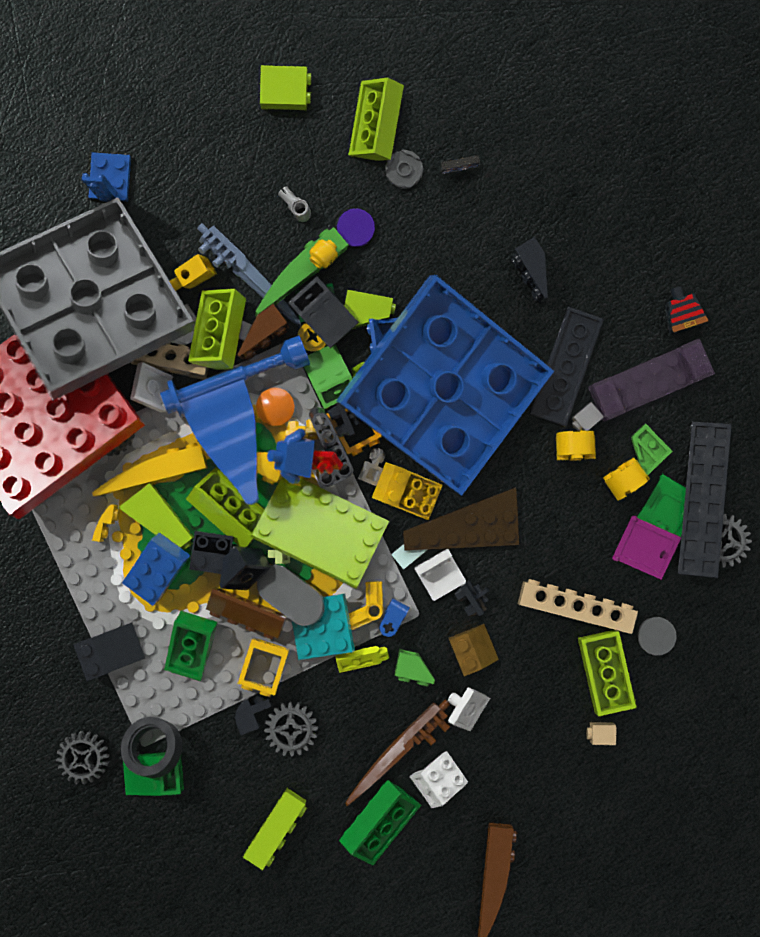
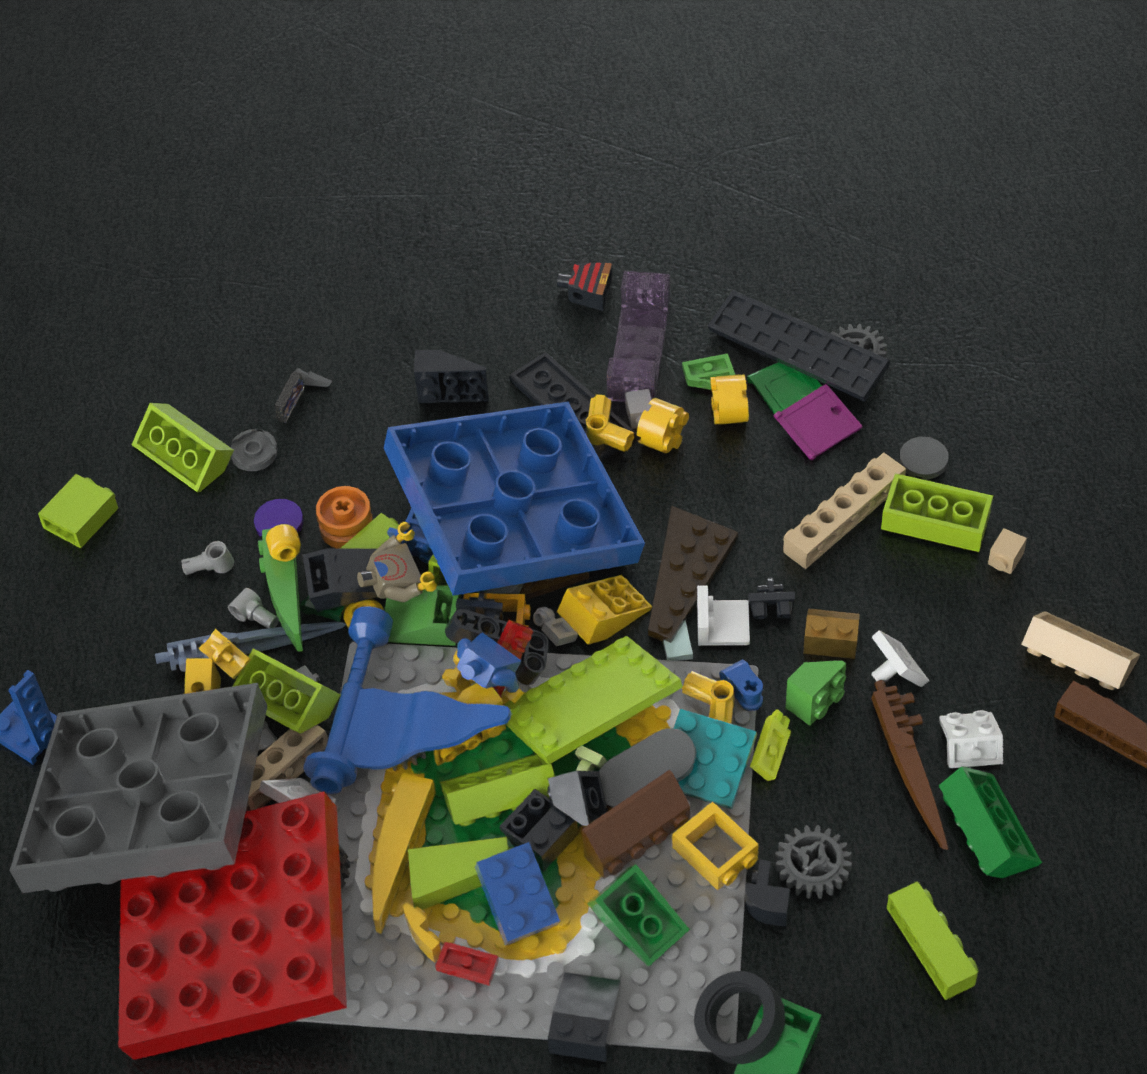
camera: 55 degrees left, 35 degrees down
(102, 562) = (467, 963): none -> red plate
(219, 273) = (225, 654): none -> yellow hips
(265, 328) = (322, 646): reddish brown slope -> none
(274, 256) = (248, 606): none -> light grey pin
(275, 406) = (415, 678): orange dish -> none
(339, 345) = (394, 570): none -> dark tan torso
(374, 263) = (342, 514): none -> orange wheel
(486, 168) = (313, 379): none -> dark grey bar
(547, 819) = (1080, 650): none -> tan slope
(548, 414) = (601, 431): none -> yellow piece

